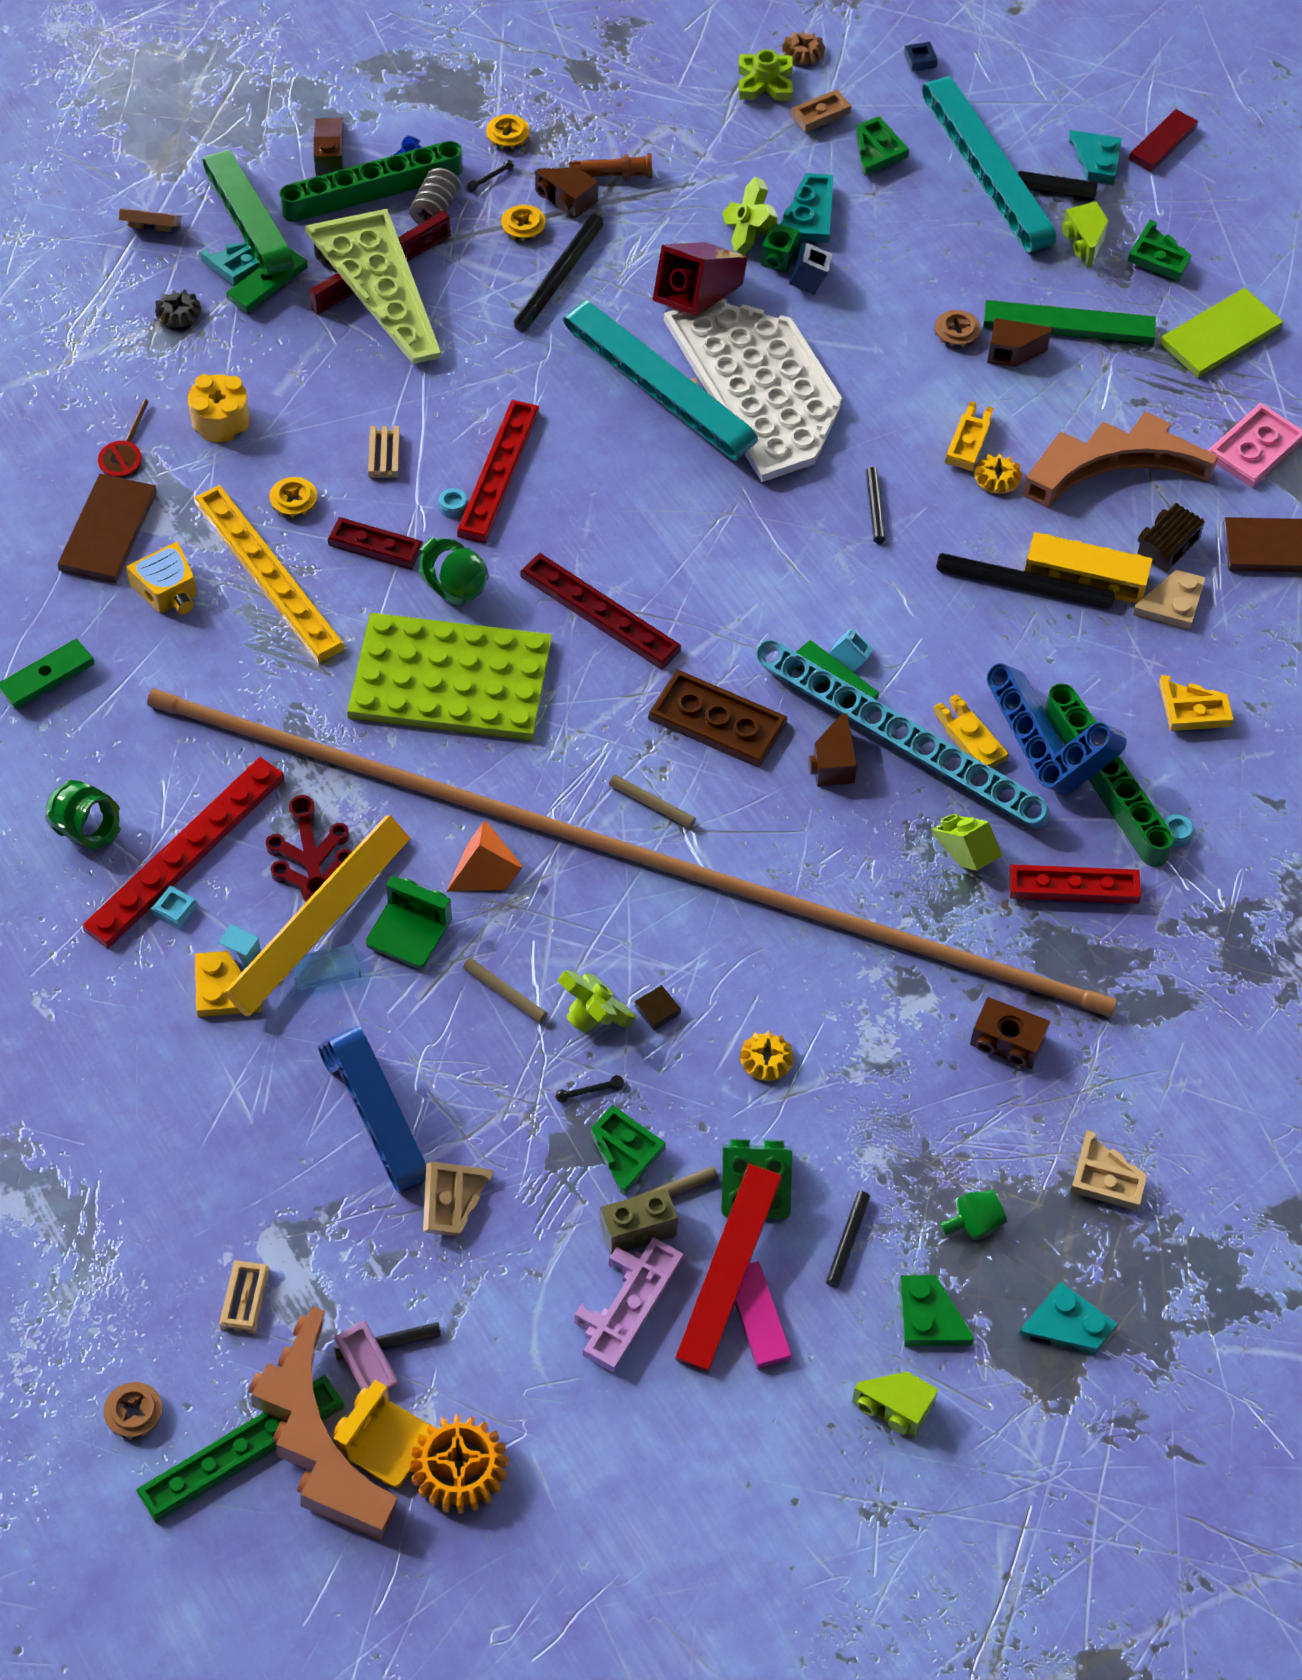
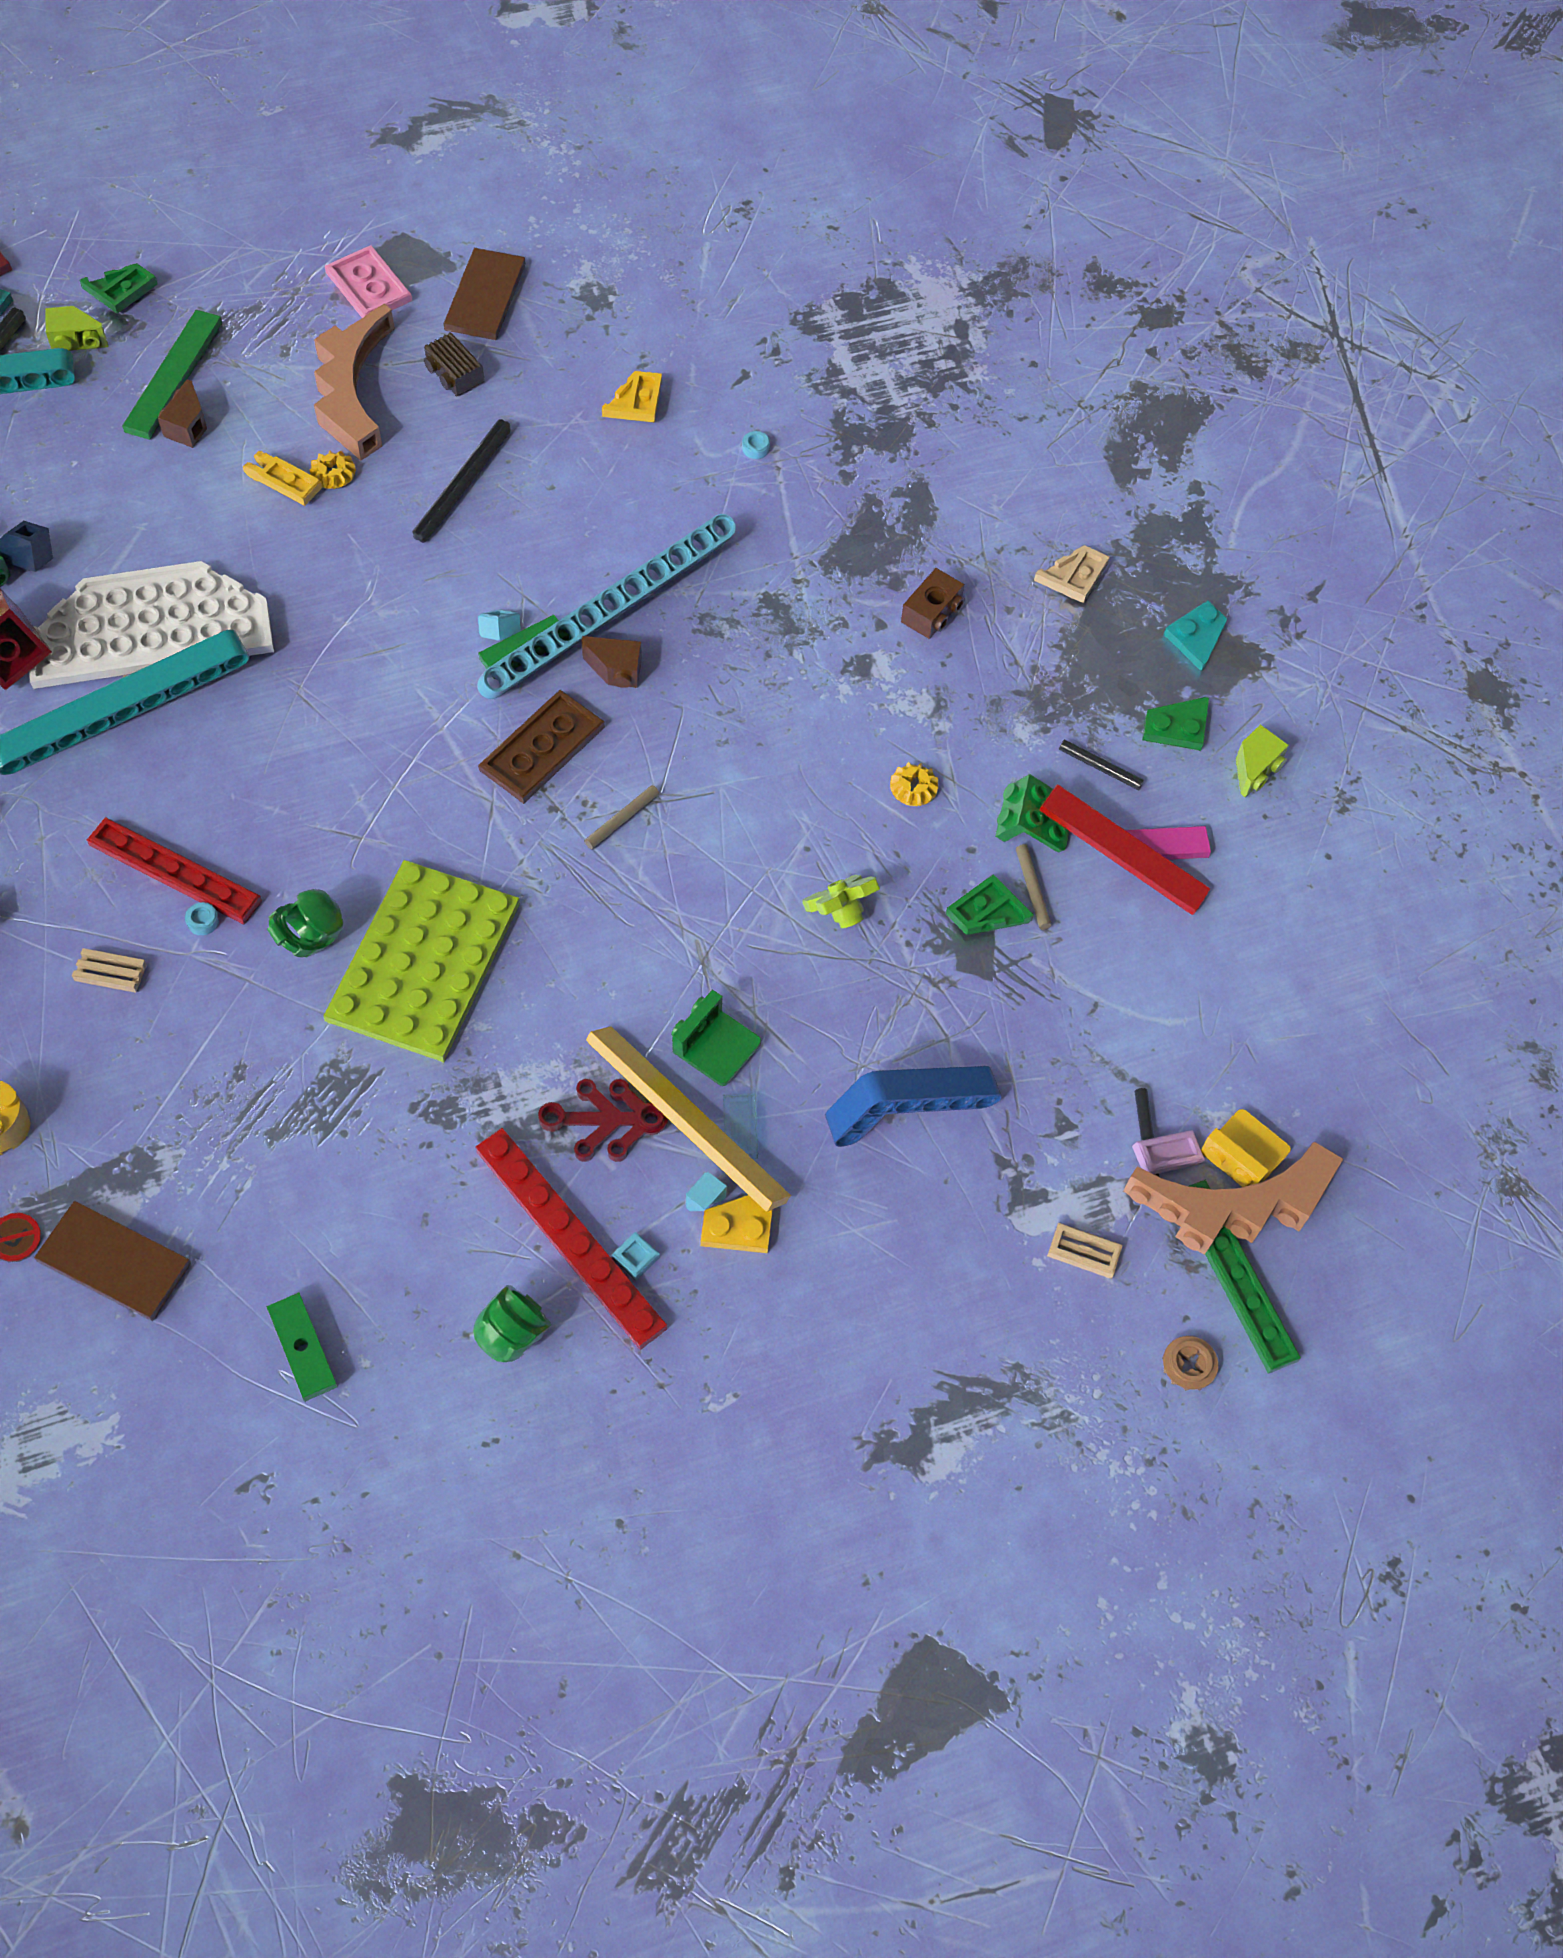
camera: 80 degrees left, 5 degrees up
(164, 579) = (215, 1205): torso -> none
(269, 574) = (230, 1107): yellow tile -> none
(290, 488) = (140, 1052): yellow gear -> none
(375, 543) = (228, 999): dark red tile -> none
(451, 1195) = (1016, 1055): tan wing -> none
(473, 1464) = (1291, 1082): light orange gear -> none
(485, 863) = (657, 966): orange slope -> none
(505, 990) = (800, 976): dark tan bar -> none
(601, 611) = (383, 816): dark red tile -> none
(615, 1083) = (916, 907): black hinge -> none
(638, 1220) = (1067, 910): olive brick -> none
(644, 1280) = (1161, 947): lavender hinge -> none
(657, 1007) = (847, 857): dark brown tile -> none
(875, 505) = (334, 569): black bar -> none
(964, 321) = (139, 449): medium nougat gear -> none
(968, 841) = (734, 585): lime slope -> none
(970, 732) = (615, 560): yellow hinge -> none
(977, 1213) = (1098, 665): green piece -> none
(1025, 711) = (646, 502): blue beam -> none
(1069, 719) = (690, 472): green beam -> none
(1074, 884) = (794, 524): red plate -> none
(1086, 999) = (382, 1220): medium nougat piece -> none
(1089, 565) = (466, 428): yellow brick -> none
(1172, 600) = (518, 382): tan wing -> none
(1221, 332) = (231, 271): lime tile -> none

